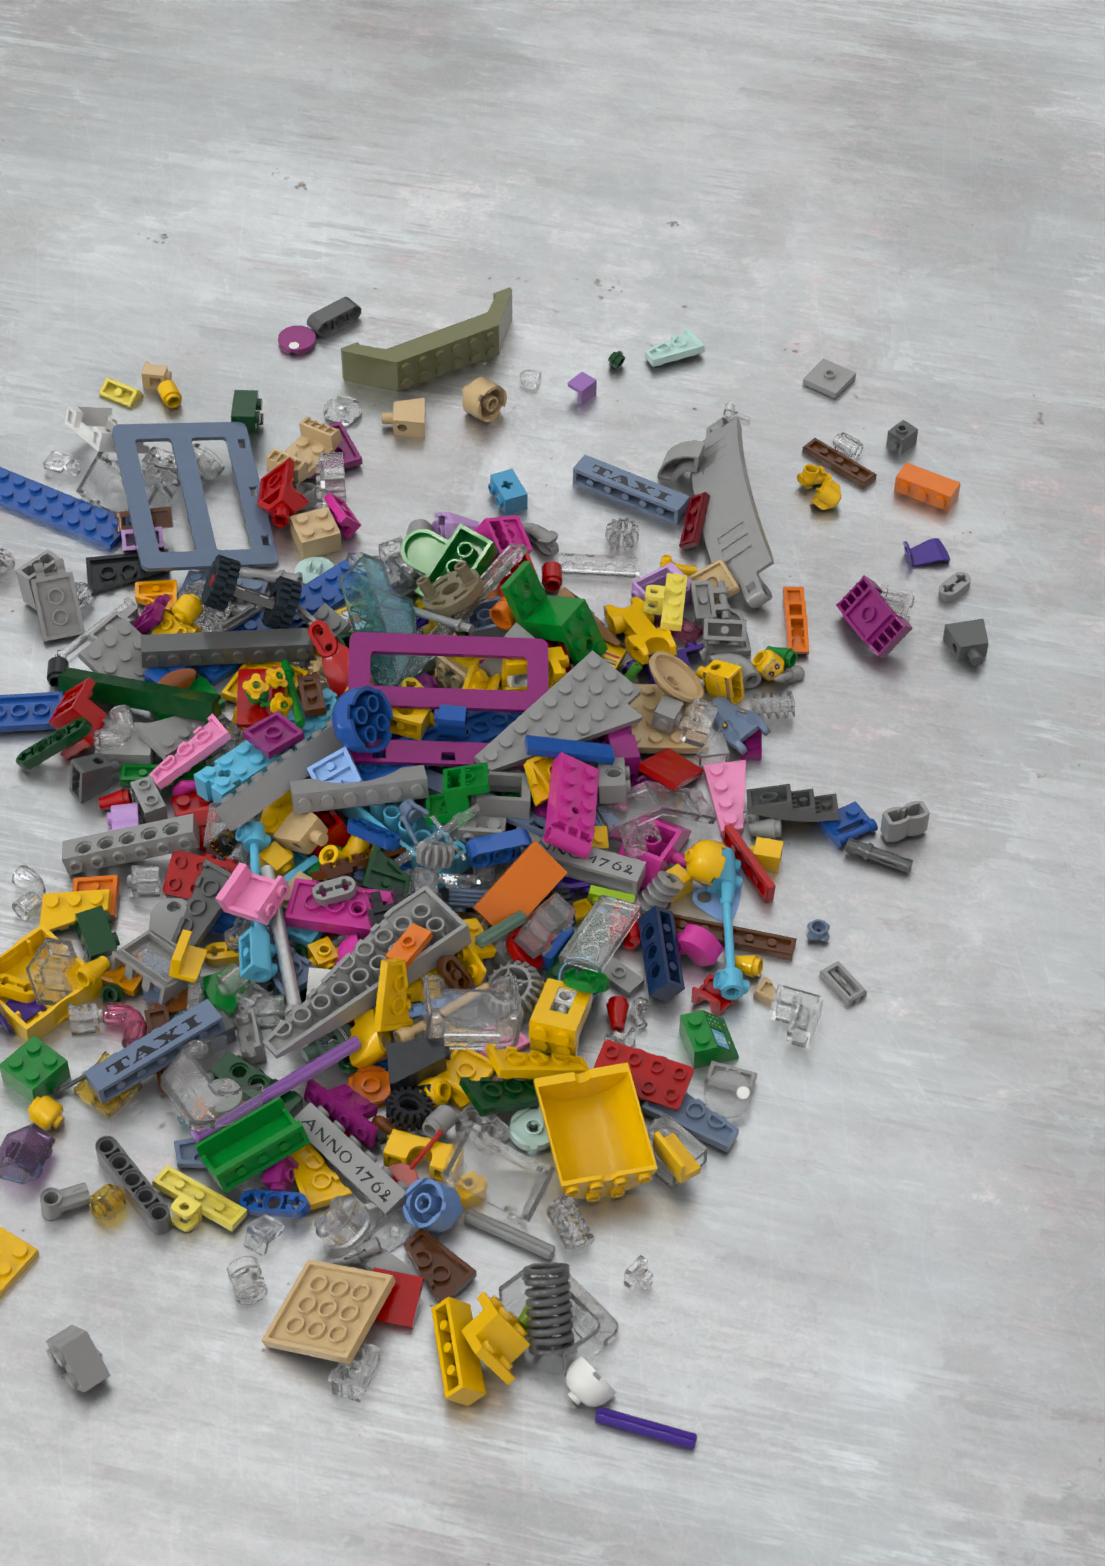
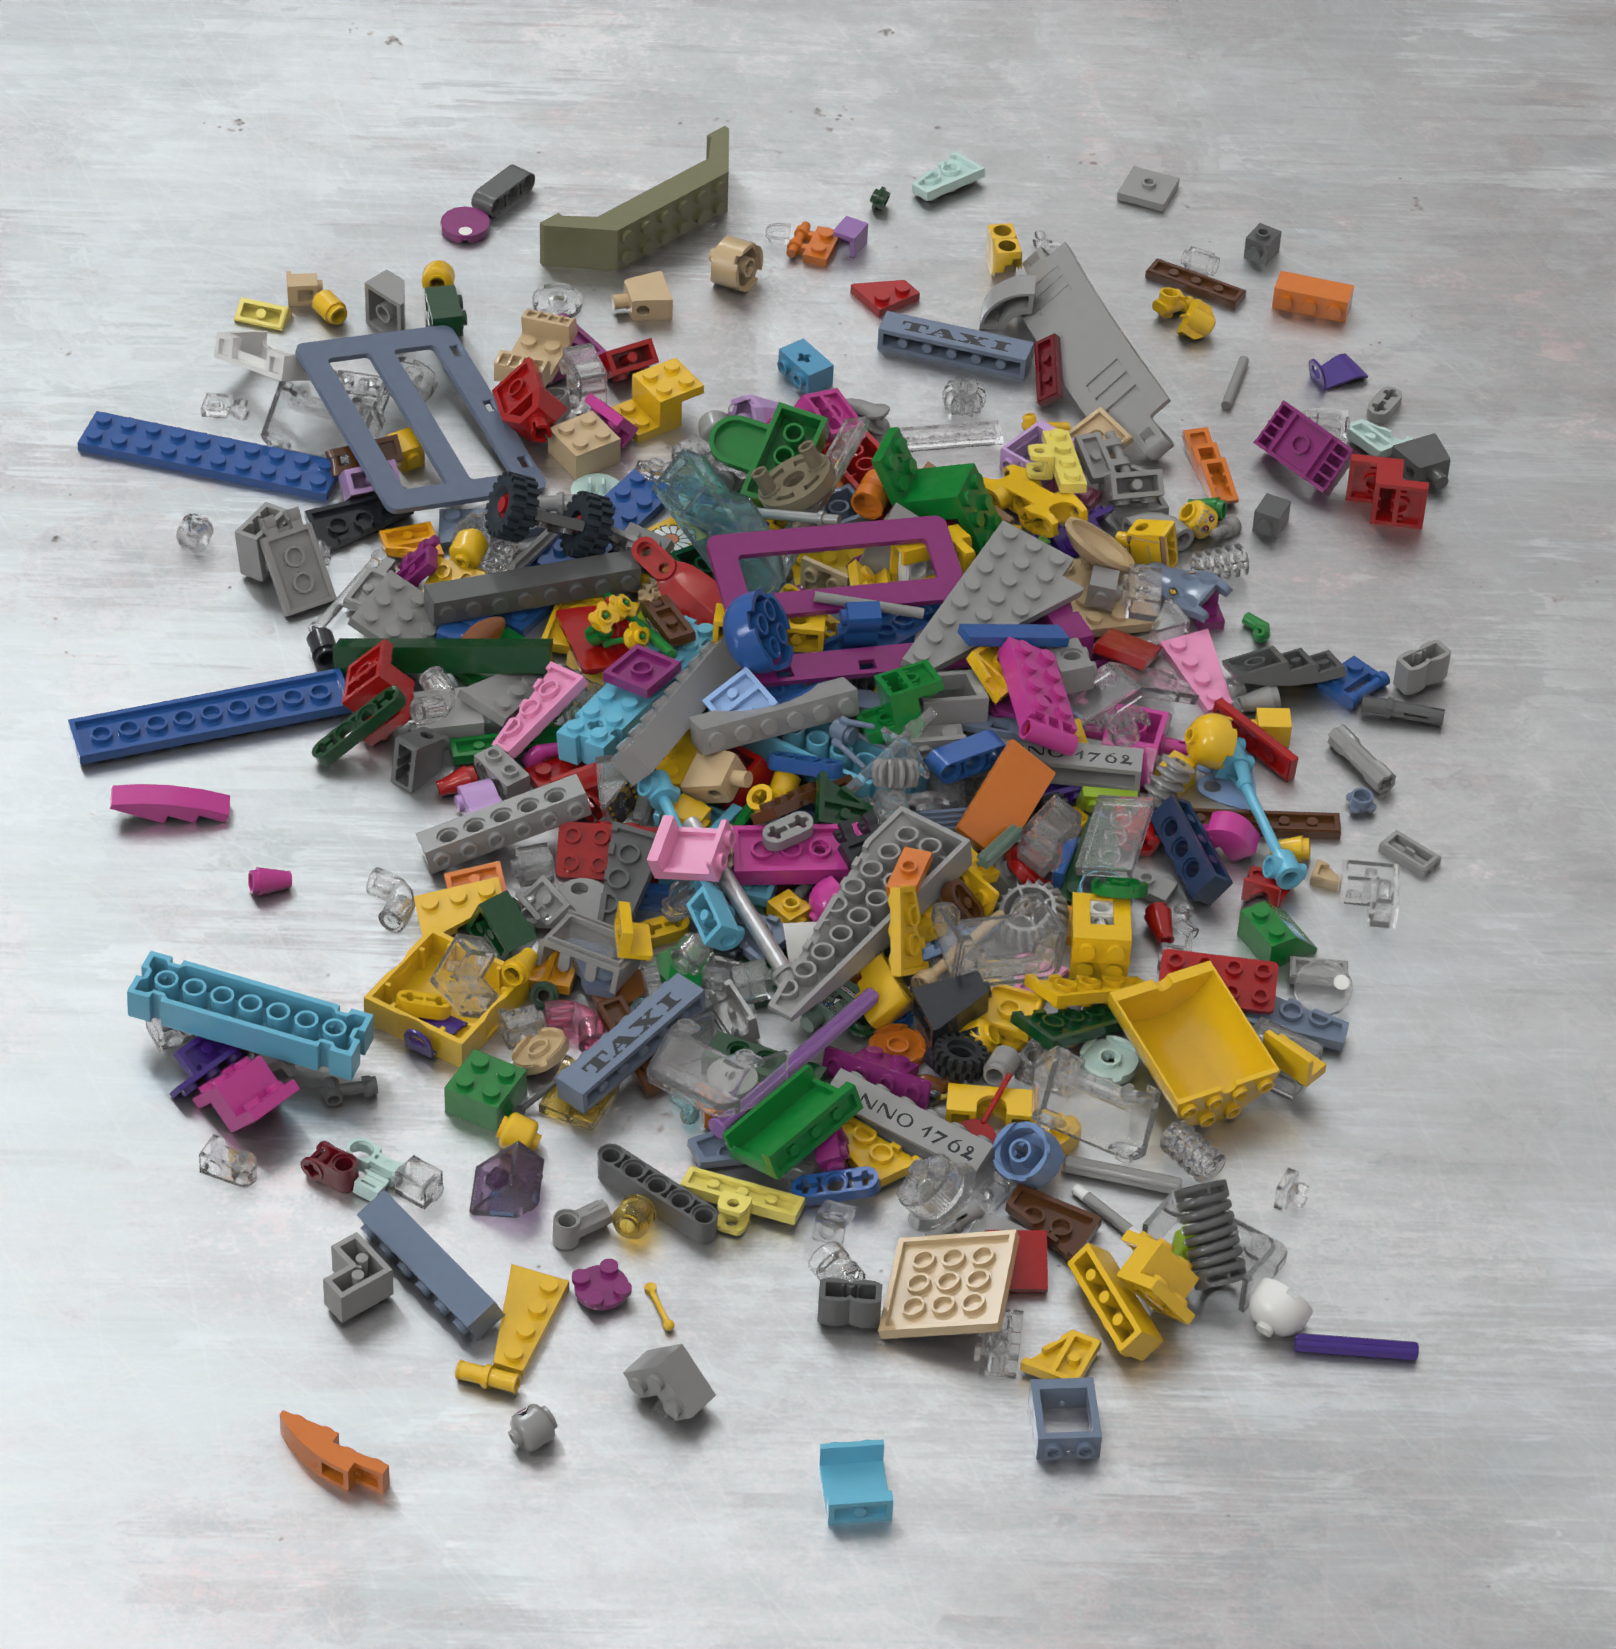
camera: 15 degrees left, 5 degrees down
(61, 1258) = (601, 1285): none -> magenta piece
(89, 1043) = (540, 1051): none -> tan tile
(101, 1267) = (650, 1289): none -> yellow hinge
(138, 916) = (543, 904): none -> light grey slope
(180, 518) = (411, 449): none -> yellow brick
(194, 1475) = (855, 1482): none -> medium azure panel
(209, 397) = (385, 302): none -> light grey slope
(245, 1312) = (849, 1302): none -> dark grey brick
(259, 380) = (437, 274): none -> yellow head
(371, 467) = (629, 359): none -> red brick
(383, 503) = (659, 398): none -> yellow bracket
(384, 1426) = (1064, 1394): none -> sand blue window
(402, 1395) = (1063, 1358): none -> yellow wing
(480, 712) = (886, 607): none -> light grey bar
(483, 1262) = (1102, 1209): none -> light grey bar
(556, 395) = (820, 247): none -> orange plate
(593, 441) = (885, 295): none -> red wing
(693, 408) = (1002, 248): none -> yellow piece
(789, 765) = (1260, 628): none -> green arm
(824, 881) = (1373, 771): none -> light grey axle
(829, 670) = (1271, 516): none -> dark grey brick
(841, 550) = (1235, 382): none -> light grey bar
(928, 669) = (1391, 498): none -> red bracket
(935, 614) = (1373, 438): none -> light aqua wing

